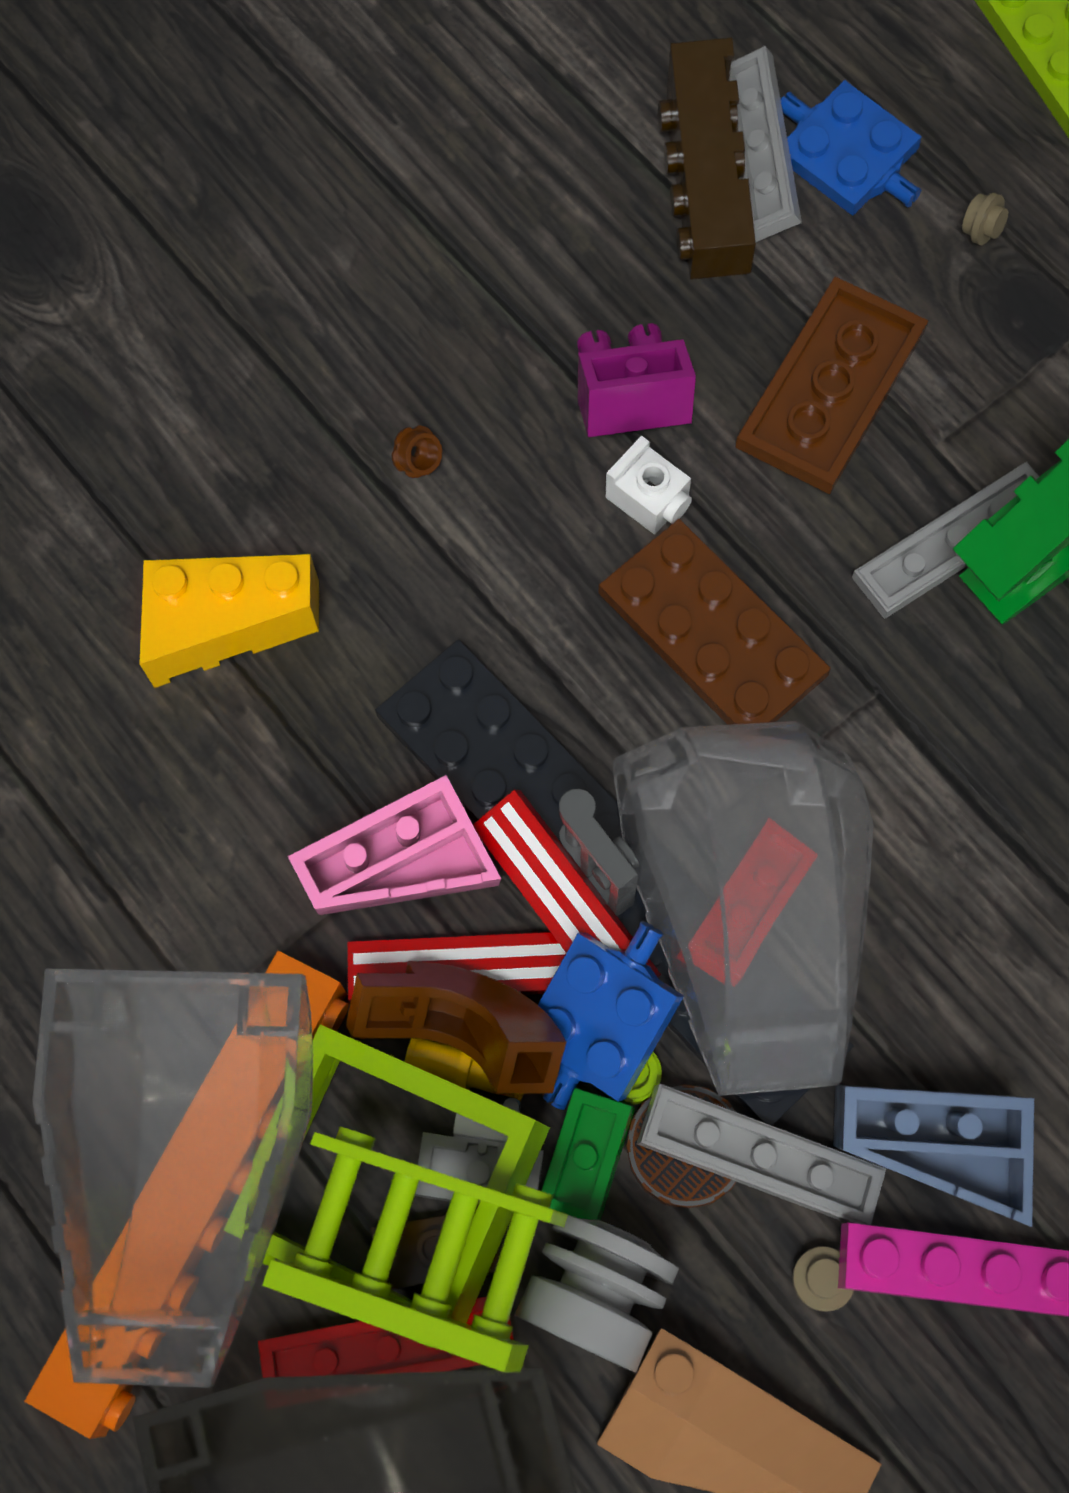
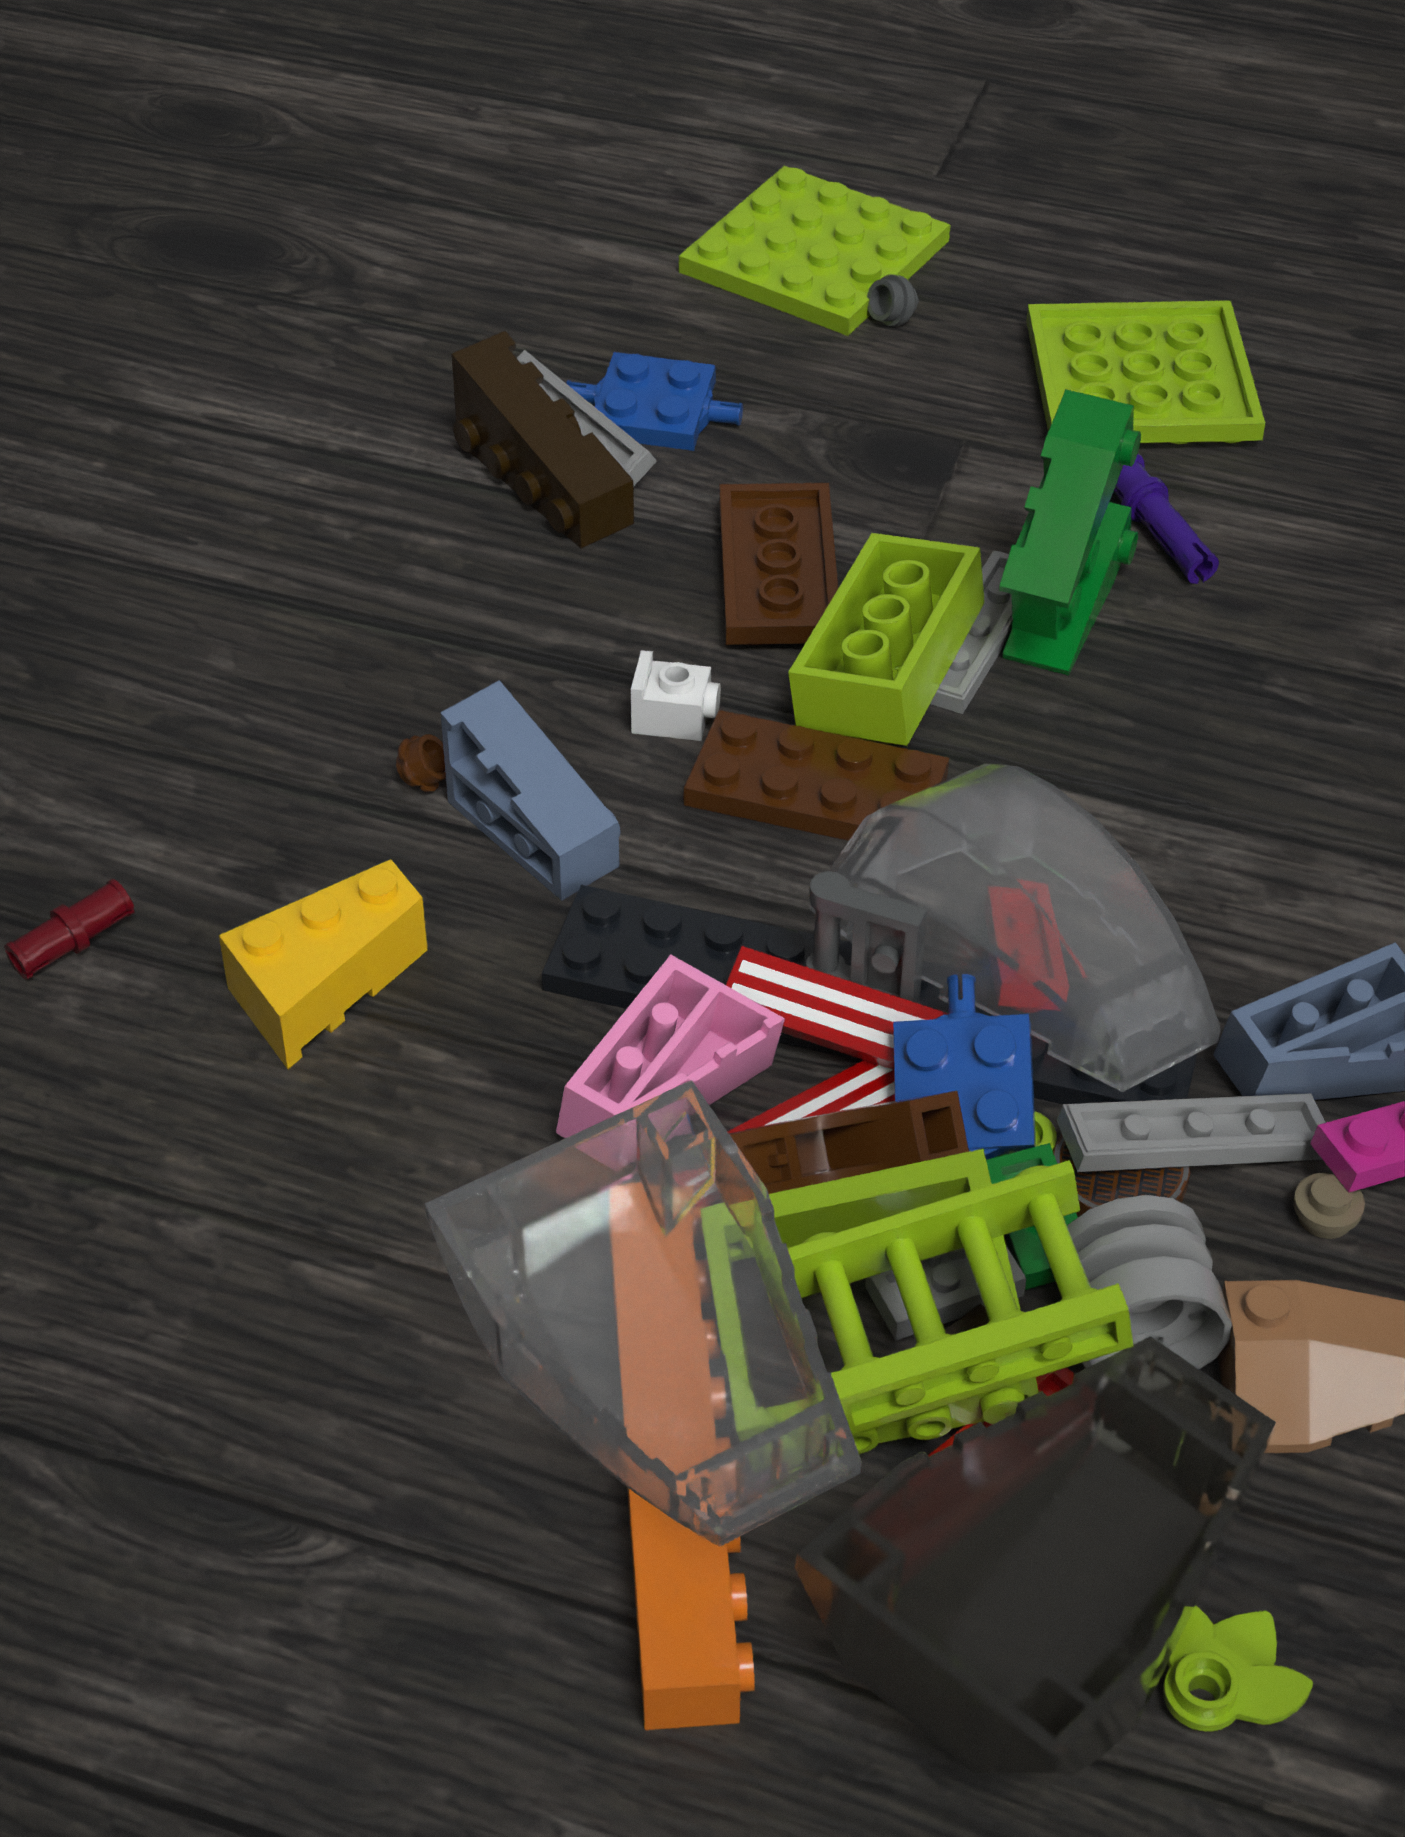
camera: 35 degrees left, 25 degrees down
(71, 477) = (69, 929): none -> dark red pin
(464, 535) = (525, 793): none -> sand blue wedge
(634, 385) = (599, 624): magenta brick -> none
(855, 524) = (887, 638): none -> lime brick
(985, 218) = (817, 400): dark tan plate -> none

